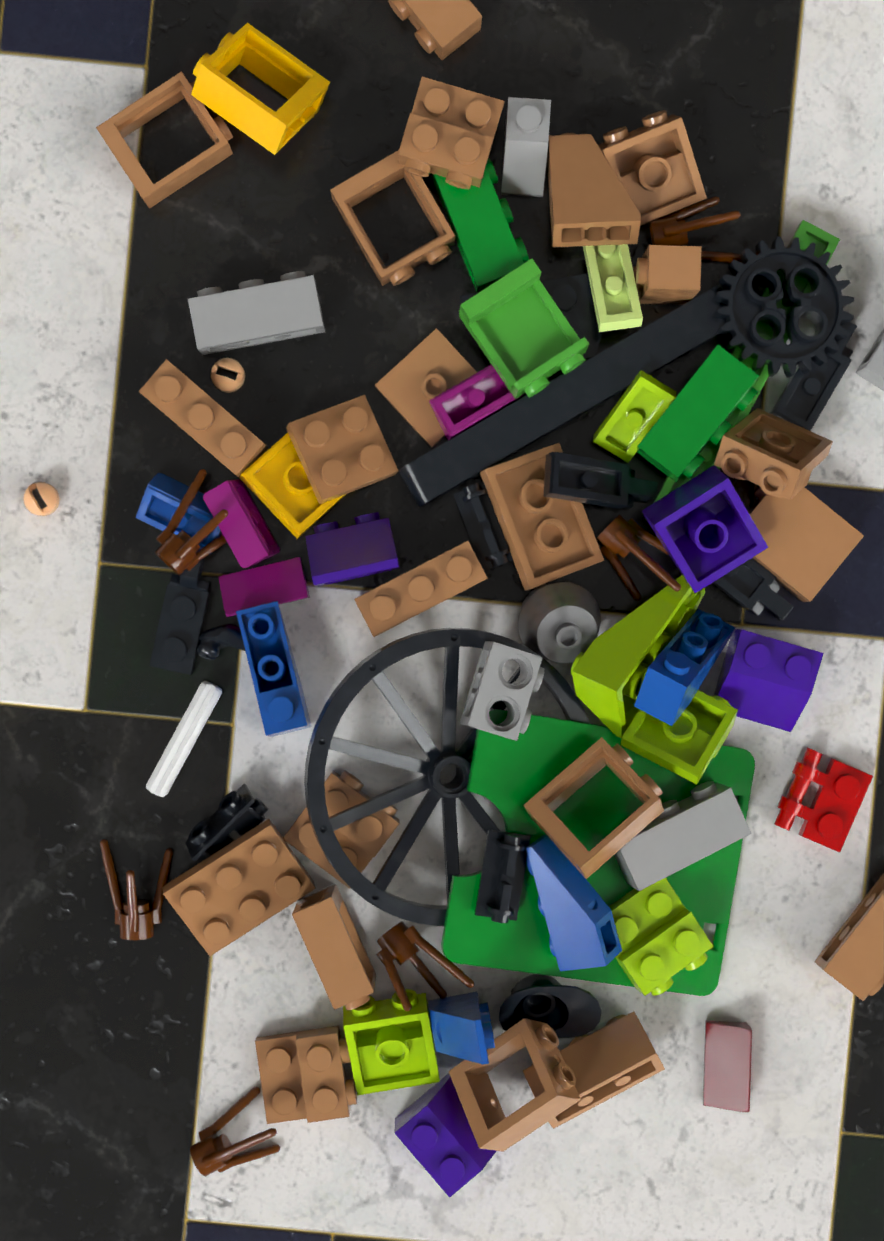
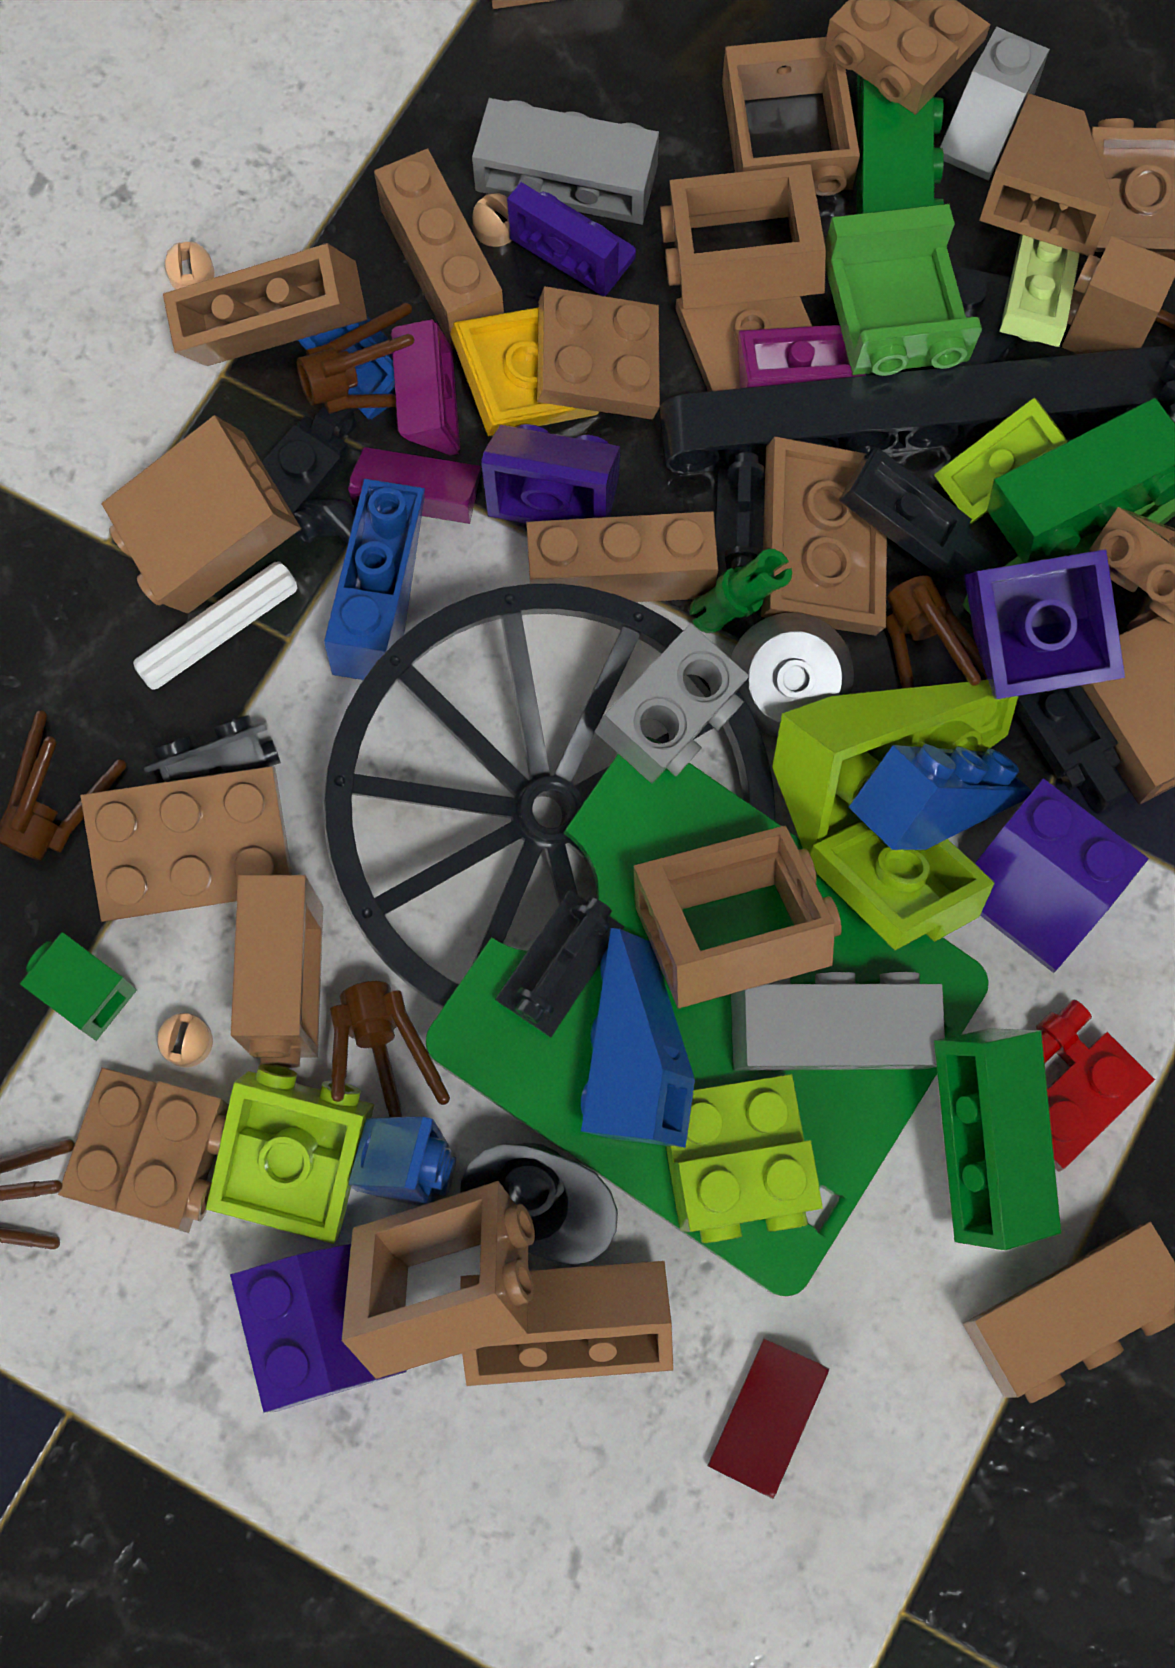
camera: 25 degrees right, 15 degrees down
(115, 521) = (265, 305): none -> medium nougat brick
(143, 680) = (199, 516): none -> medium nougat brick
(215, 1002) = (77, 985): none -> green brick
(286, 371) = (567, 239): none -> dark purple bracket
(302, 998) = (196, 1041): none -> light nougat hinge
(358, 839) = (390, 836): medium nougat plate -> none
(418, 356) = (752, 271): none -> medium nougat window
(507, 584) = (741, 591): none -> green pin
(796, 860) = (997, 1137): none -> green brick

